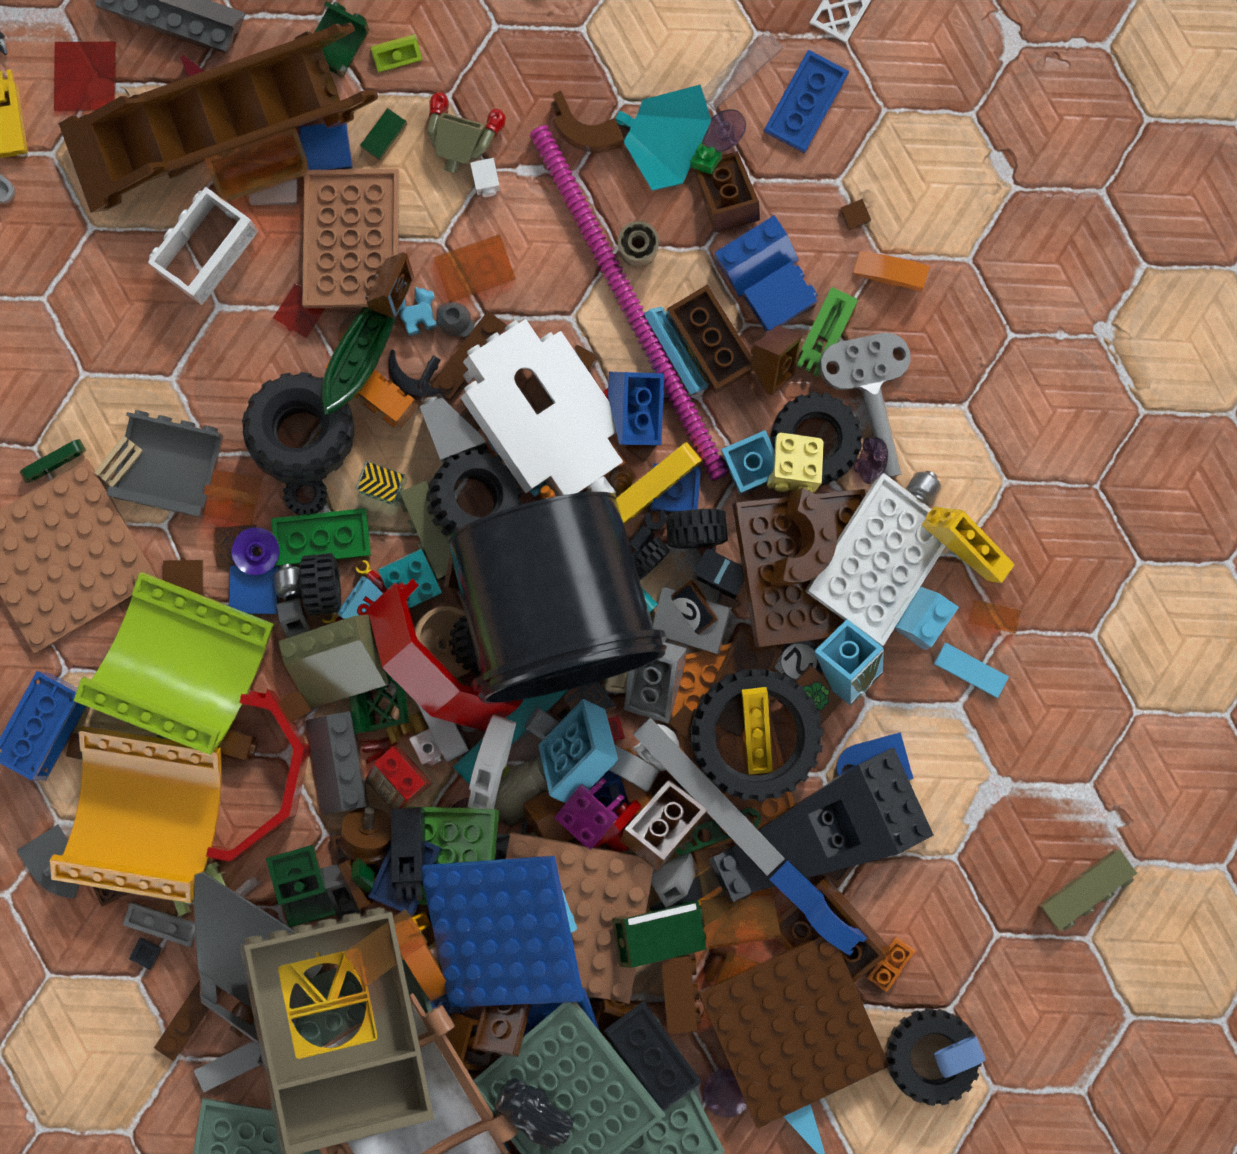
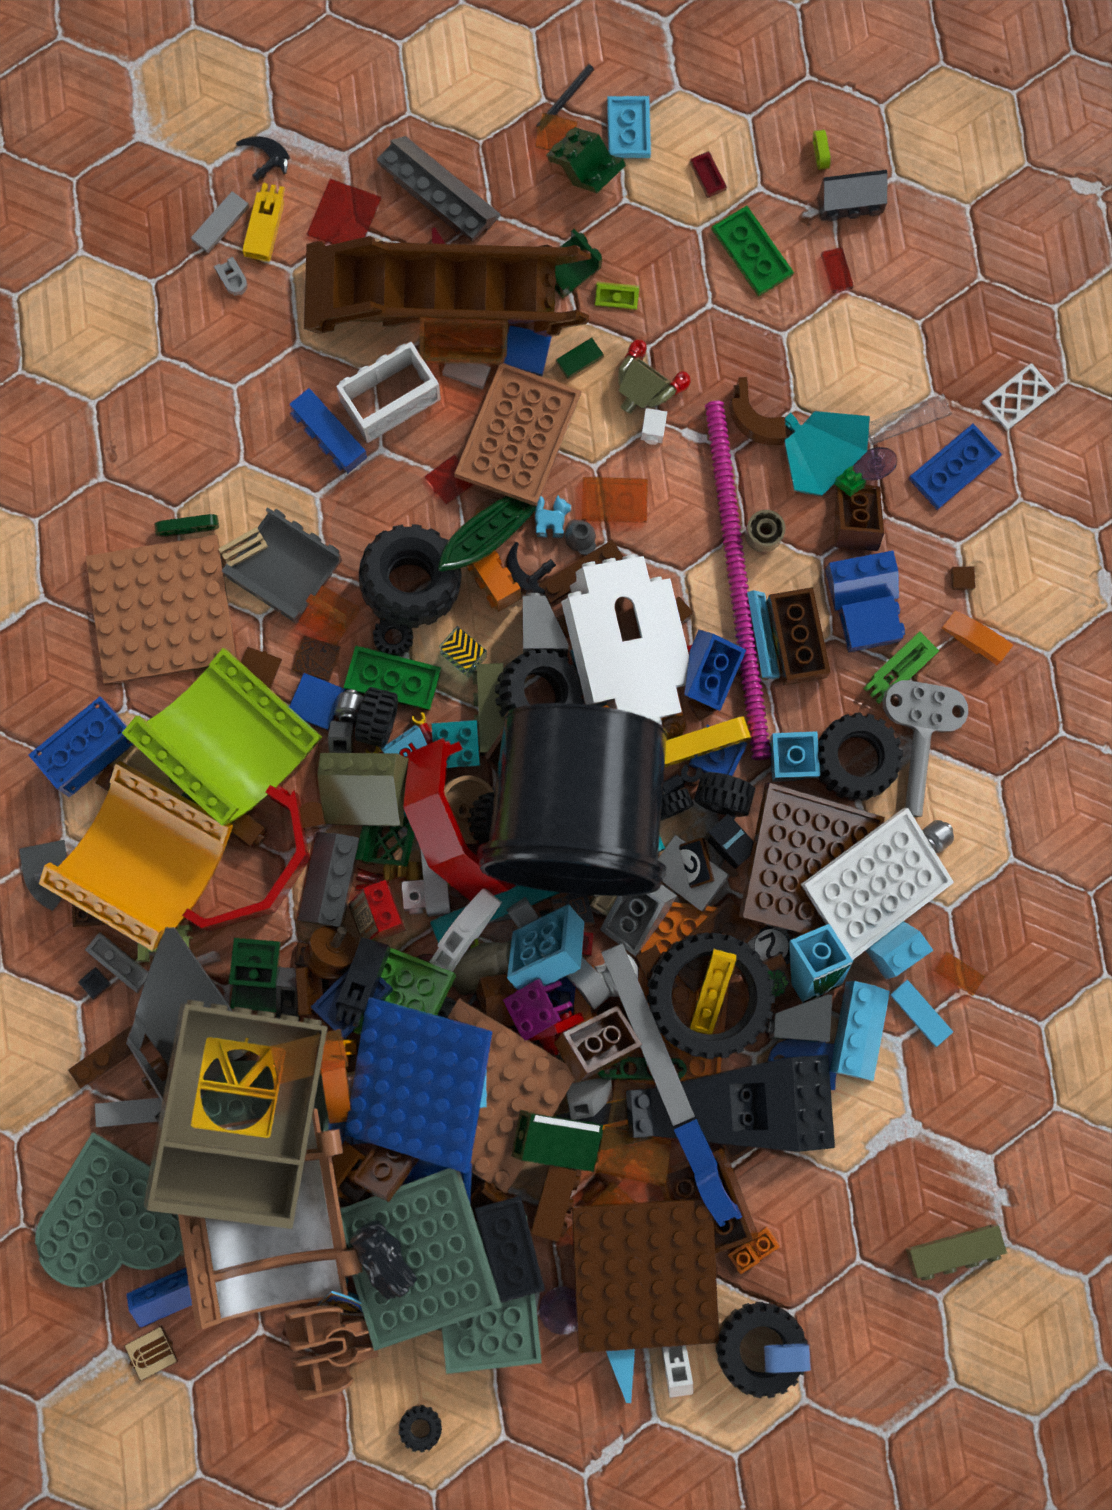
camera: 10 degrees right, 5 degrees down
(157, 309) = (328, 431): none -> blue brick
(244, 548) = (327, 658): dark purple dish -> none
(362, 875) = (313, 986): dark green tile -> none
(391, 285) = (538, 484): reddish brown slope -> none
(775, 357) = (849, 672): reddish brown slope -> none
(796, 463) = (834, 771): light yellow bracket -> none
(818, 540) = (829, 843): reddish brown brick -> none
(857, 724) = (803, 1022): none -> dark grey slope
(859, 1108) = (677, 1371): none -> white slope
(872, 460) = (901, 794): clear purple dish -> none
(916, 711) = (859, 1030): none -> medium azure slope
(968, 542) = (961, 898): yellow slope -> none

